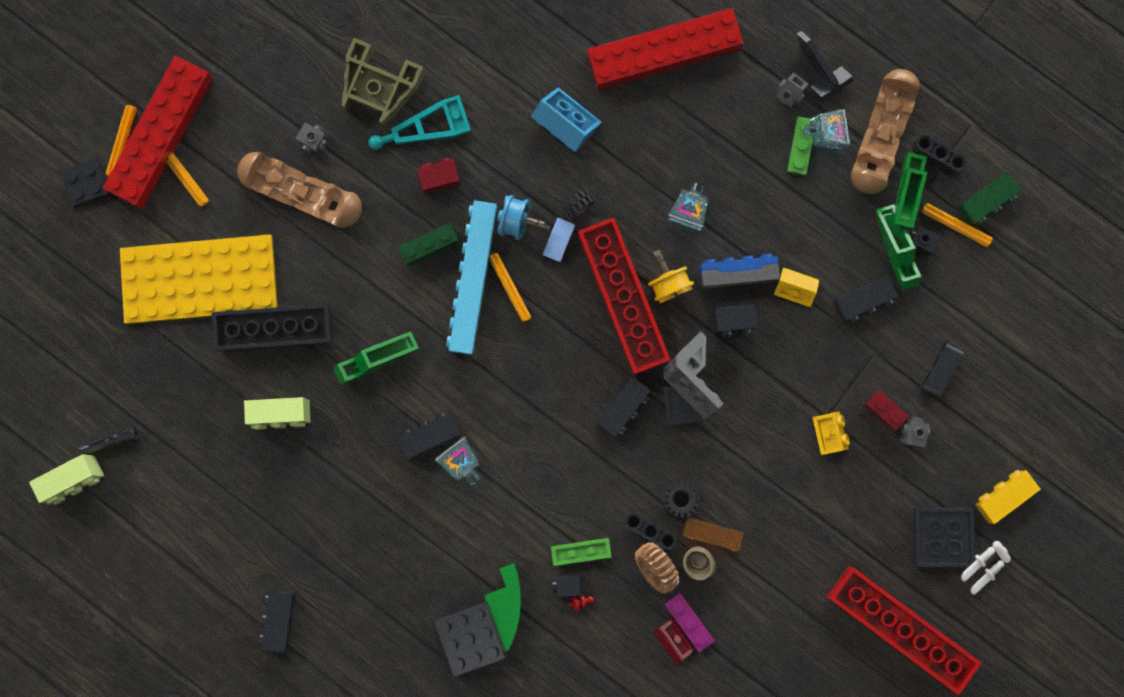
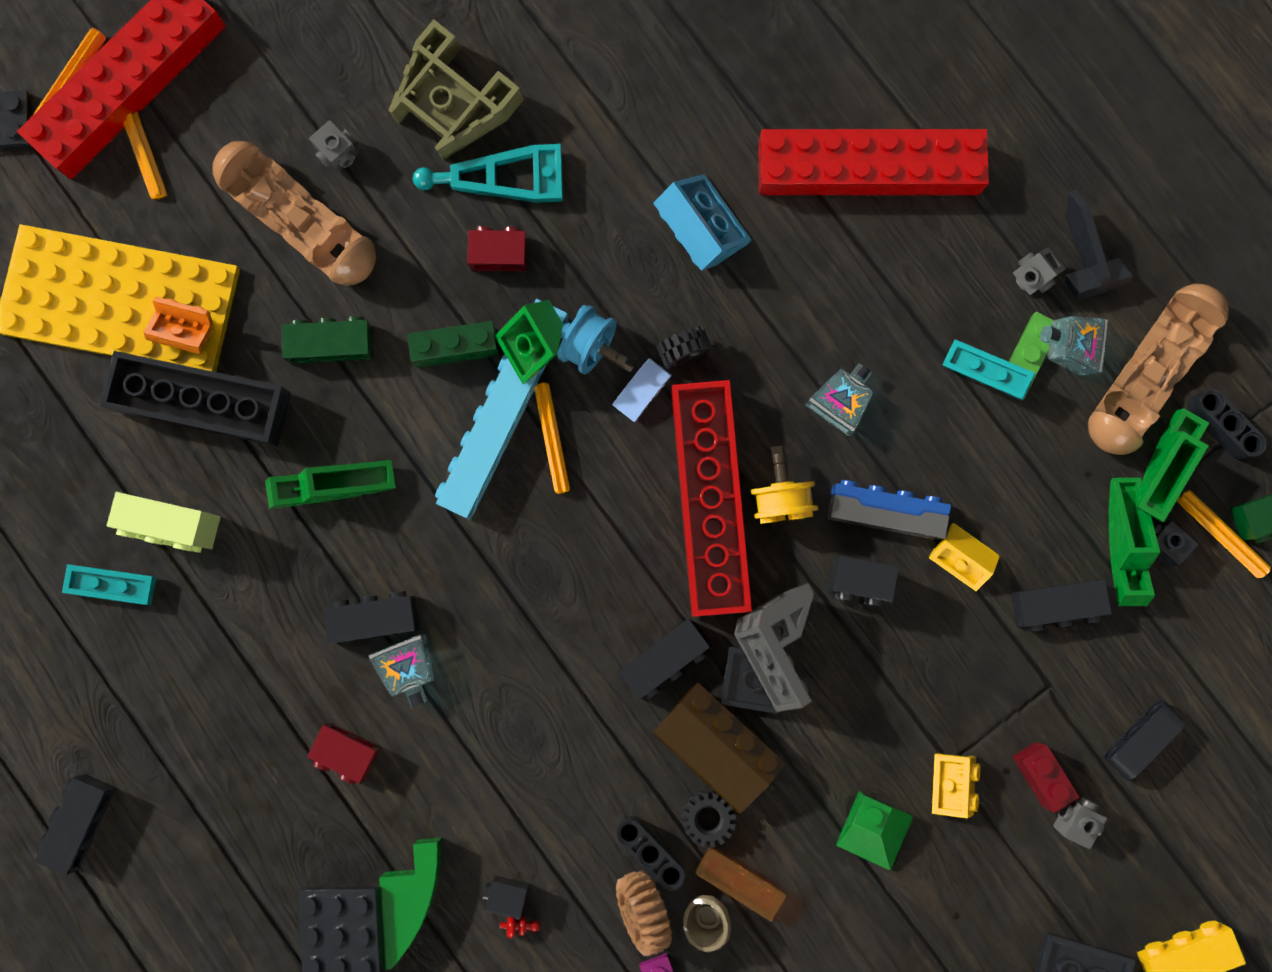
camera: 15 degrees right, 0 degrees up
(248, 283) = (179, 325): none -> orange bracket
(252, 464) = (109, 584): none -> teal plate
(345, 266) = (327, 340): none -> dark green brick
(436, 526) = (343, 753): none -> dark red brick
(479, 227) = (531, 338): none -> green slope
(581, 551) = (540, 852): bright green plate -> none
(674, 452) = (719, 748): none -> dark brown slope
(777, 162) = (988, 369): none -> teal plate
(788, 476) = (874, 830): none -> green slope

